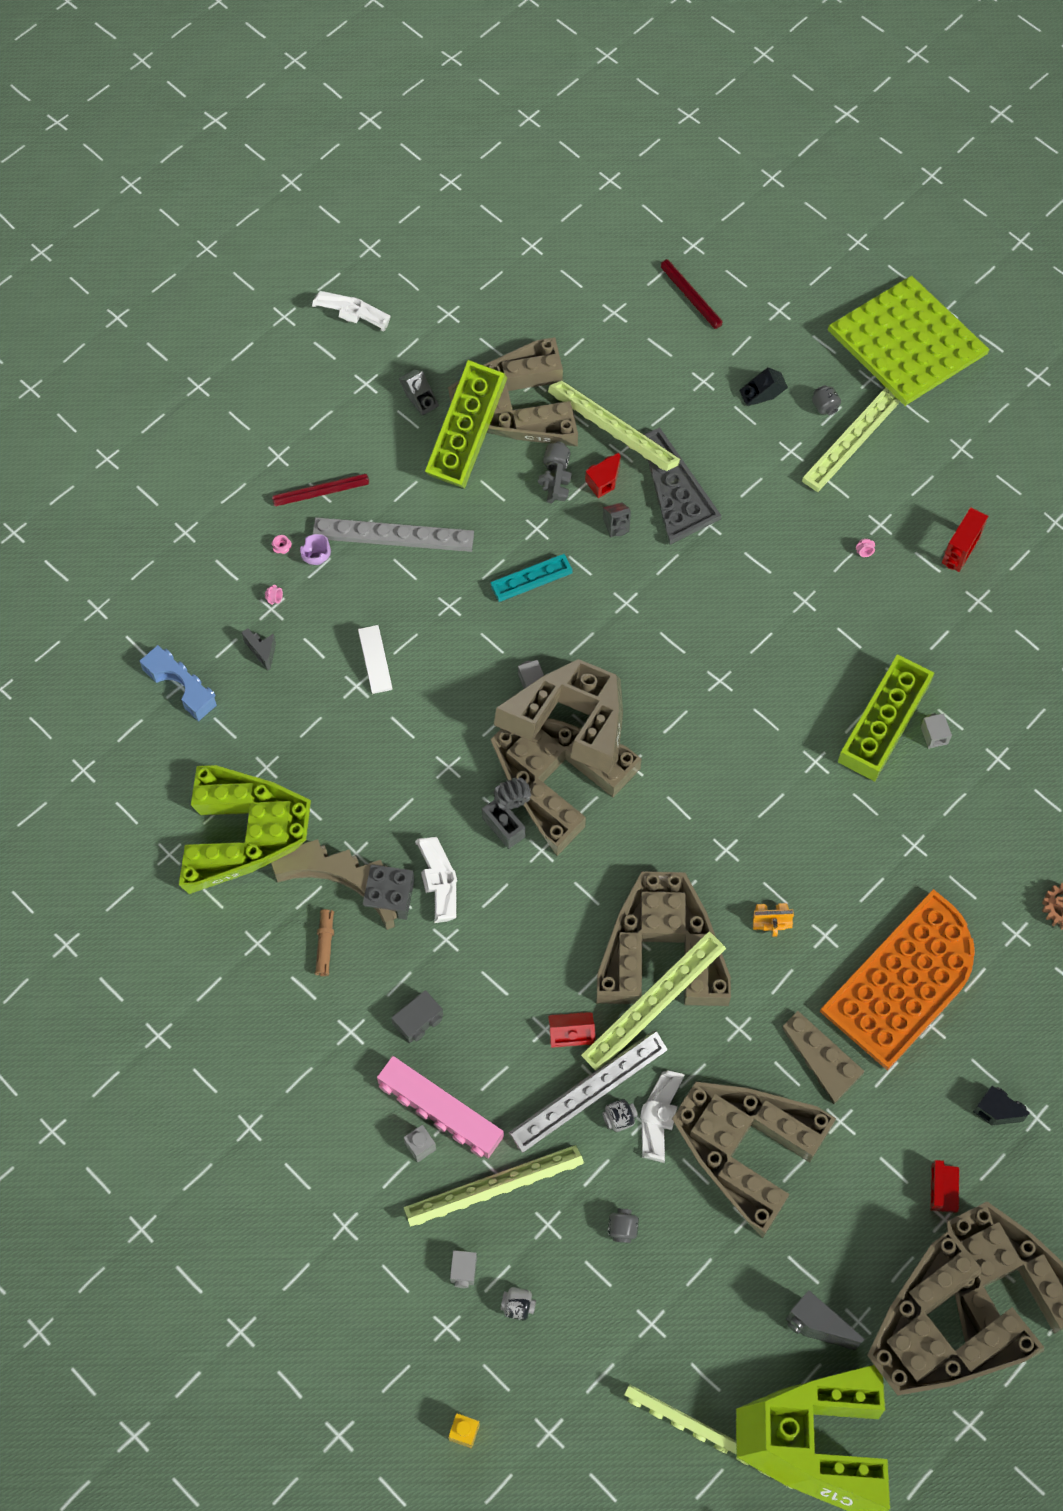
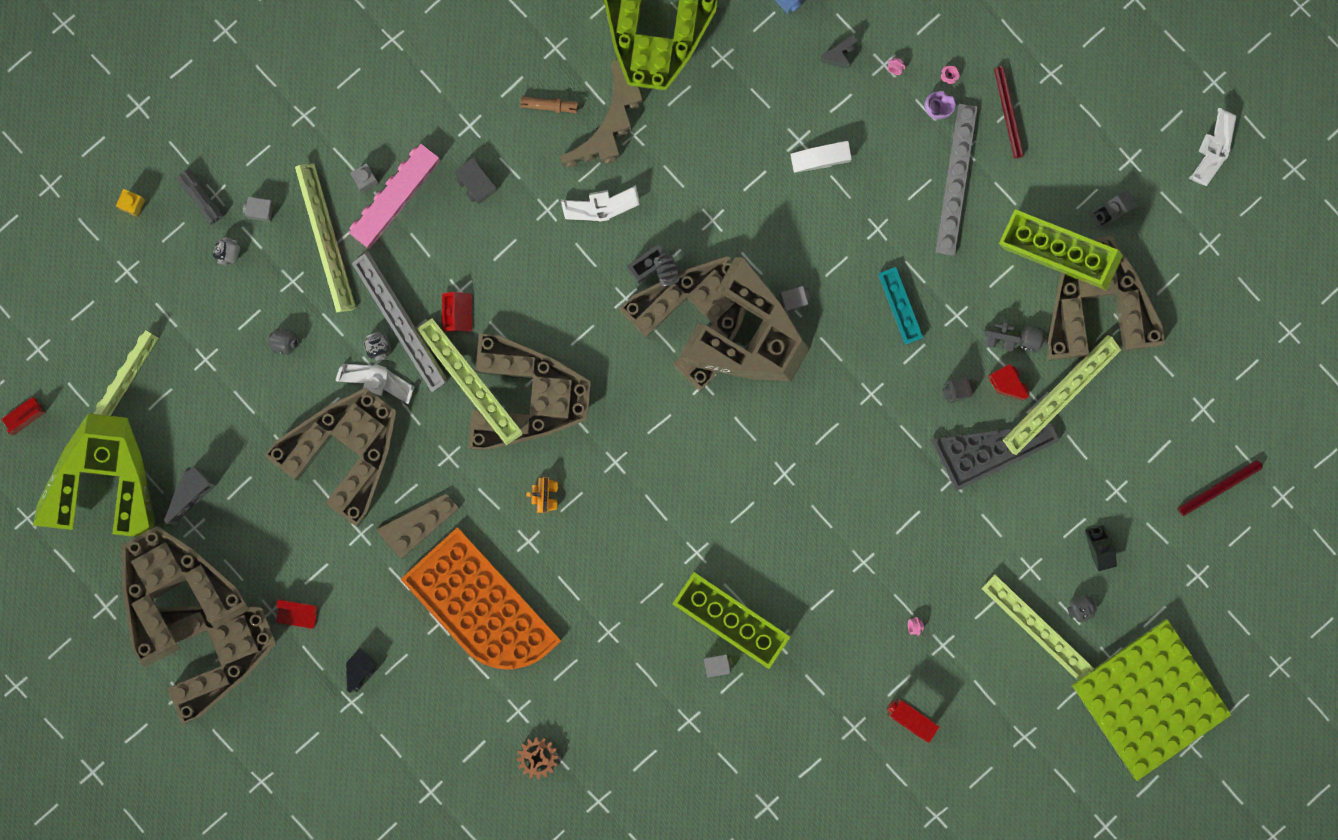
camera: 90 degrees right, 20 degrees up
(389, 889) = (590, 160): dark grey bracket -> none
(452, 1343) = (199, 196): none -> dark grey axle

